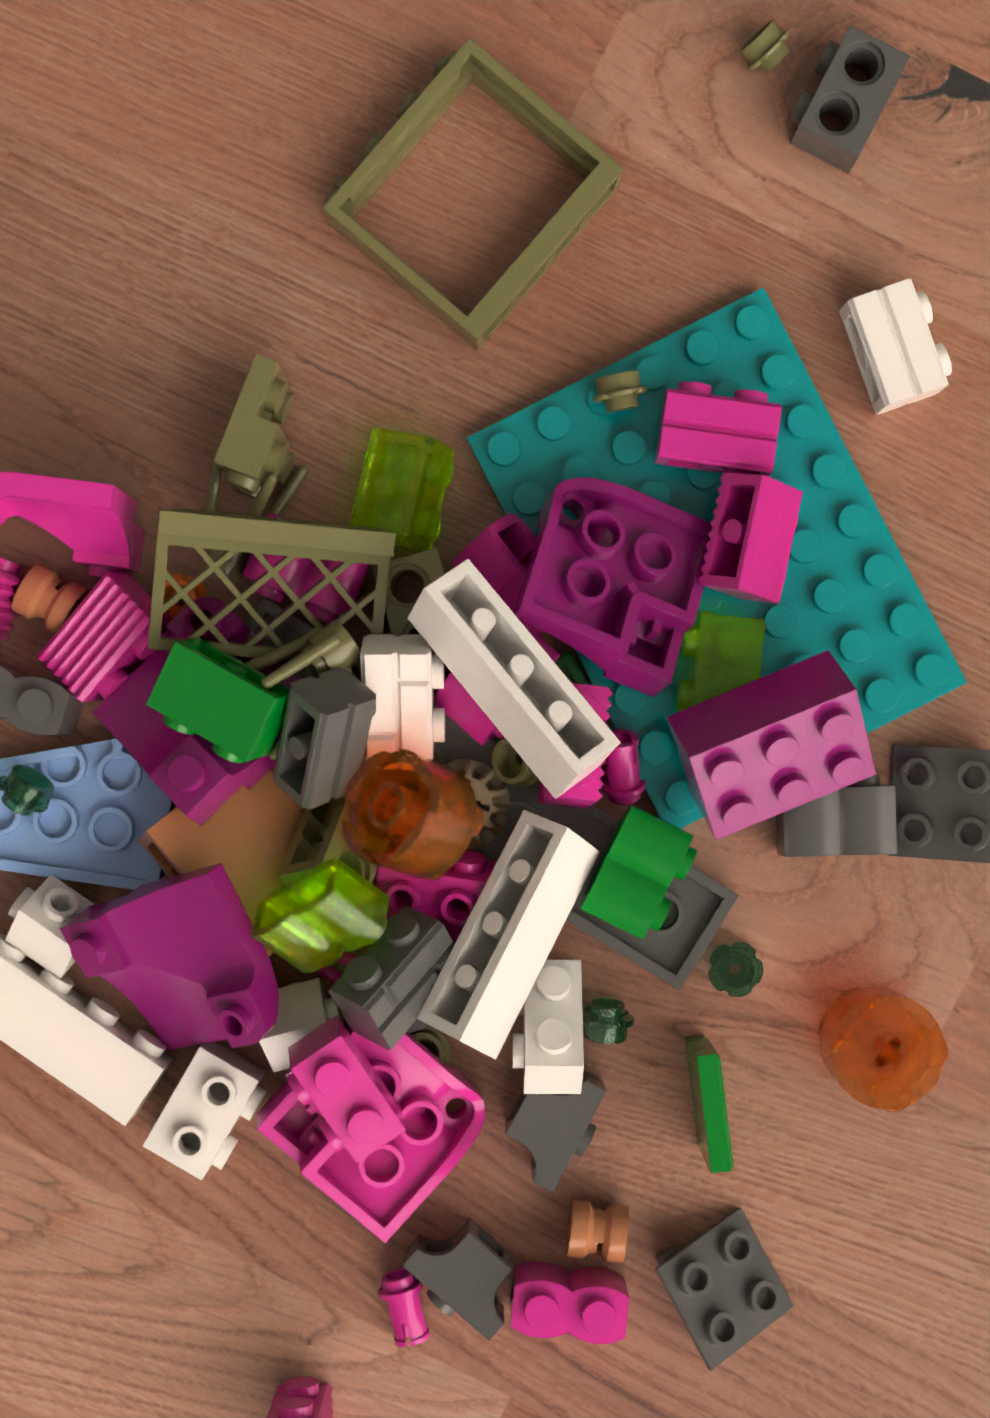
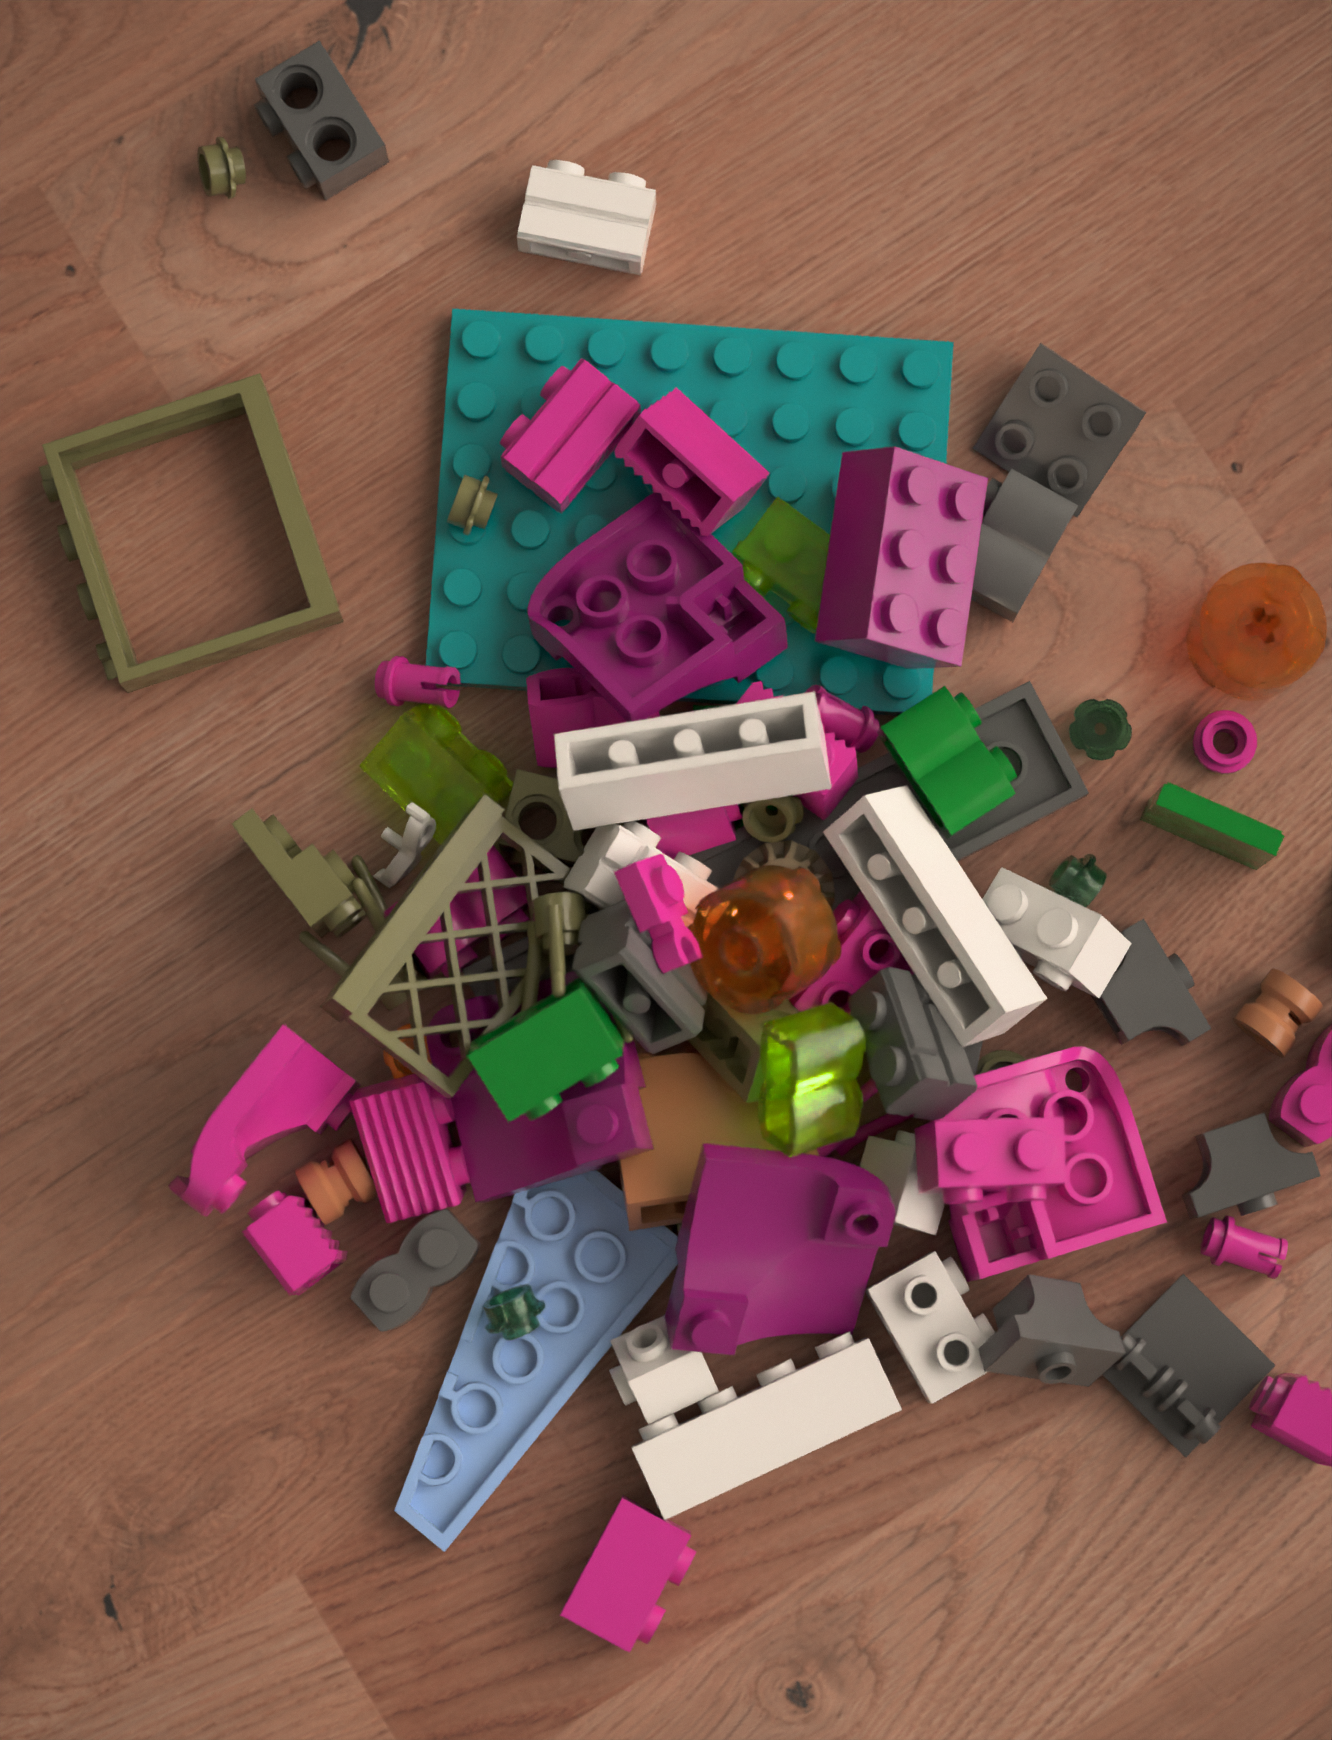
camera: 65 degrees left, 5 degrees down
(247, 1203) = (1050, 1335): none -> dark grey brick
(290, 1313) = (1186, 1366): none -> dark grey hinge
(343, 502) = (415, 838): none -> white piece
(382, 717) = (657, 905): none -> dark pink plate
(455, 420) = (402, 682): none -> dark pink pin
(792, 1082) = (1233, 724): none -> dark pink plate

